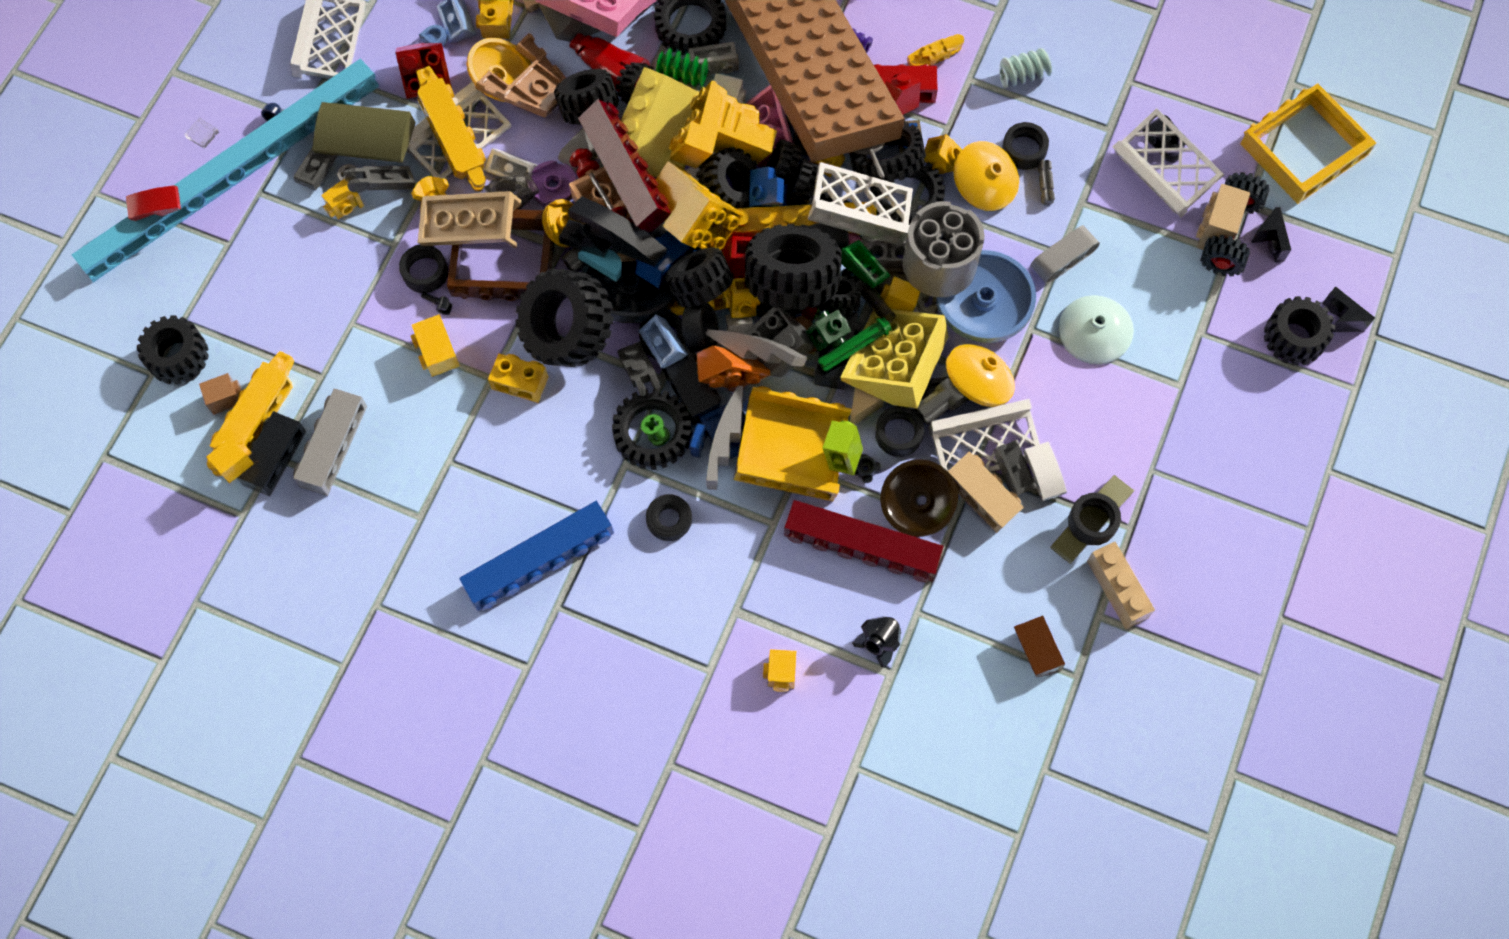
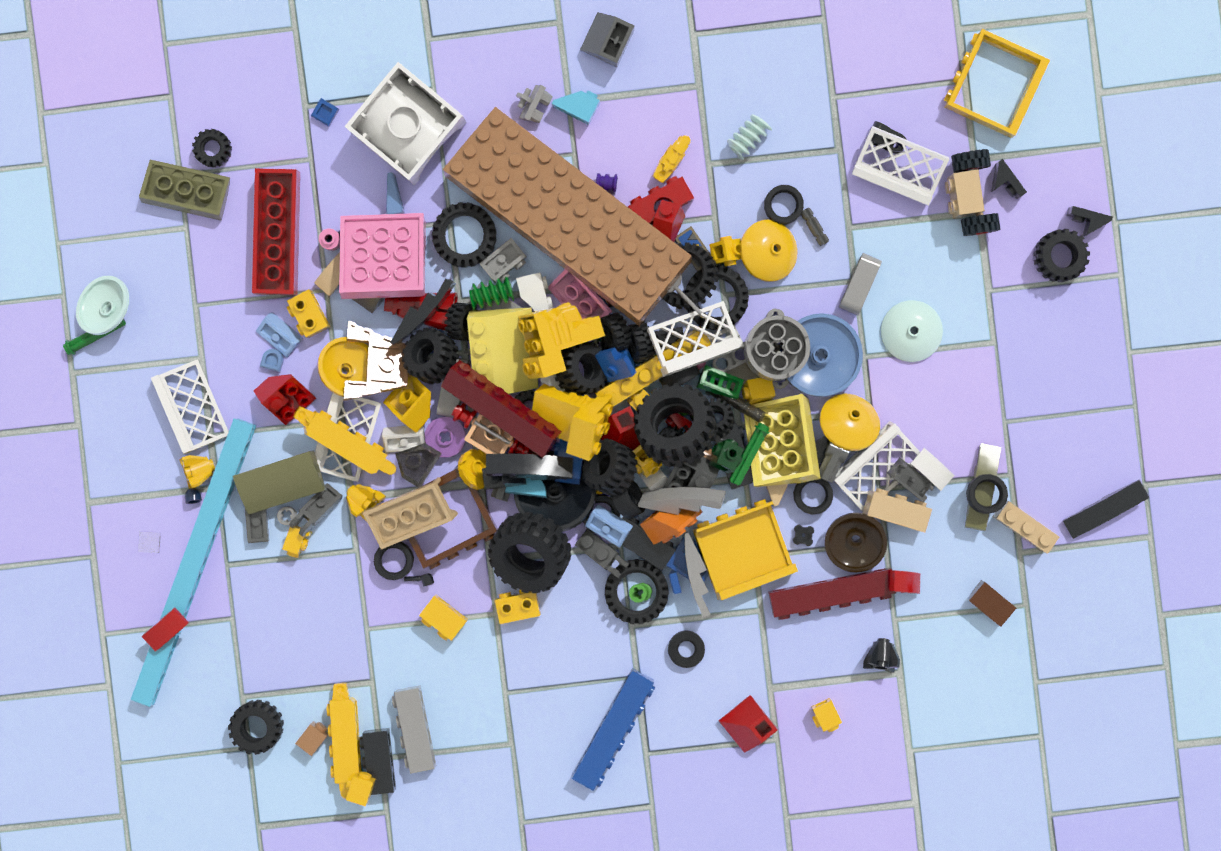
camera: 25 degrees left, 20 degrees up
(292, 87) = (196, 469): none -> yellow brick
(539, 136) = (410, 403): none -> yellow slope
(606, 54) = (417, 317): none -> black slope
(687, 632) = (748, 724): none -> red slope
(843, 447) = (784, 538): lime brick -> none
(952, 567) = (904, 582): none -> red slope
(1224, 614) = (1106, 508): none -> black slope

